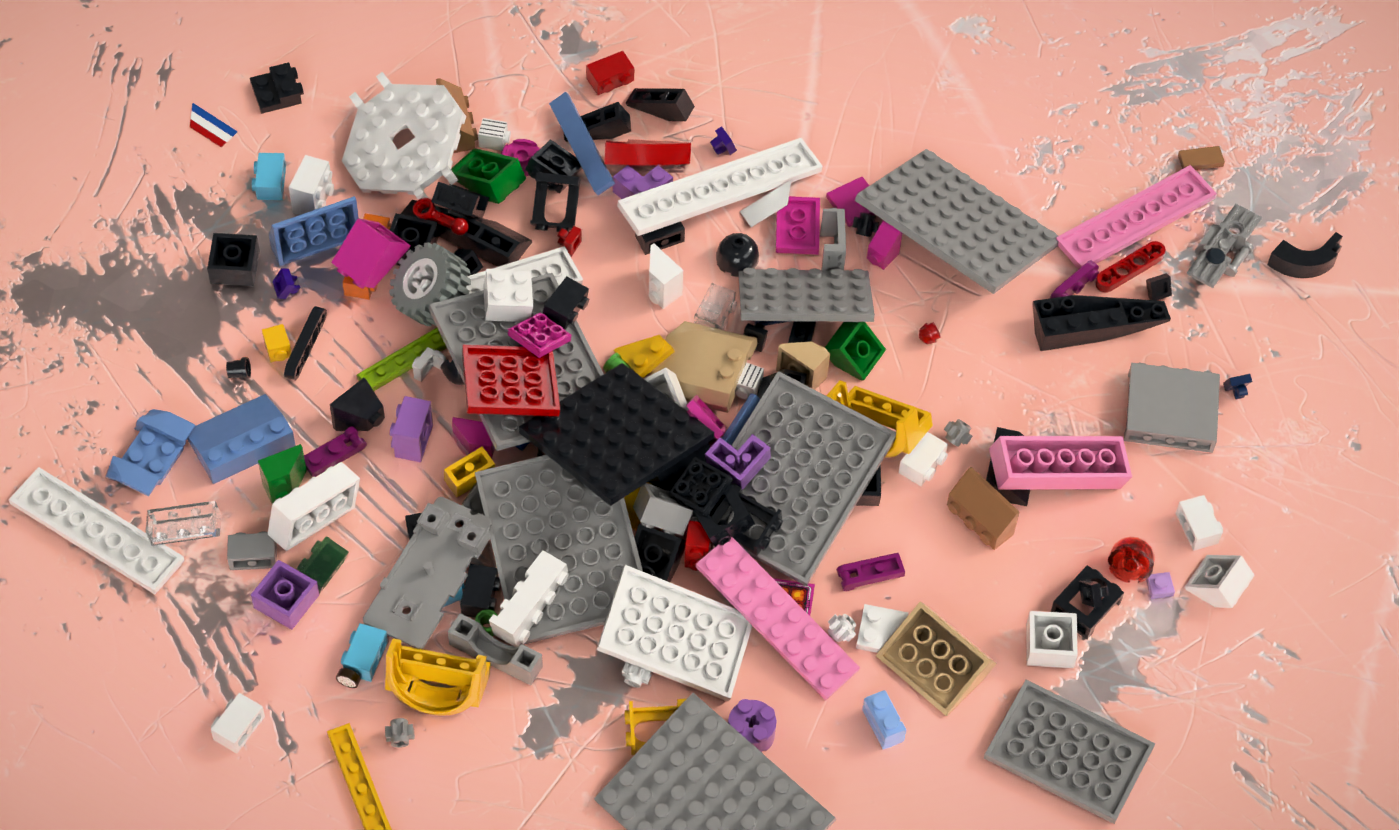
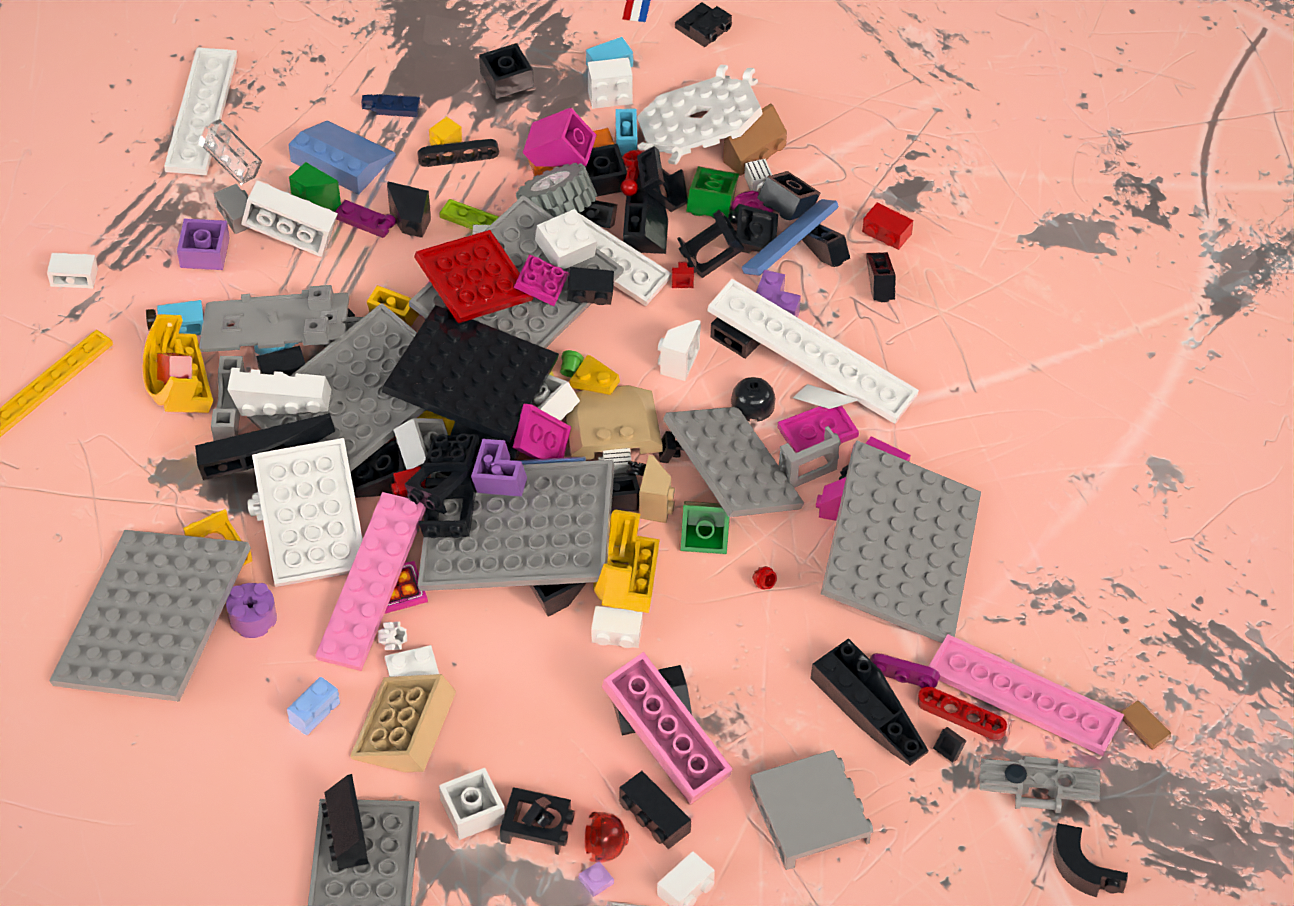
camera: 65 degrees right, 5 degrees down
(152, 451) = (289, 109): medium blue piece -> none
(202, 370) = (391, 105): none -> dark blue hinge
(239, 368) = (407, 126): black piece -> none
(284, 284) = (508, 114): dark purple tile -> none
(313, 231) = (552, 94): medium blue slope -> none
(324, 562) = (246, 255): clear green brick -> none
(377, 201) = (626, 130): none -> medium azure brick
(399, 732) = (116, 373): light grey gear -> none
(411, 428) = (401, 248): medium lavender brick -> none
(442, 674) = (173, 365): none -> brick
(538, 121) = (788, 195): none -> black brick
(584, 655) = (236, 452): none -> black wedge
(647, 152) = (811, 283): red slope -> none
(716, 307) = (676, 400): clear brick -> none
(723, 142) = (871, 336): dark purple tile -> none
(774, 366) = (635, 468): none -> black bush
(802, 331) = (687, 480): black plate -> none
(871, 571) = (470, 637): magenta plate -> none
(958, 432) = (662, 642): light grey gear -> none
(983, 509) = (583, 694): medium nougat slope -> none
(1035, 737) = (344, 825): none -> black slope
(1119, 513) = (654, 810): none -> black brick
(1238, 385) = (876, 858): dark blue tile -> none

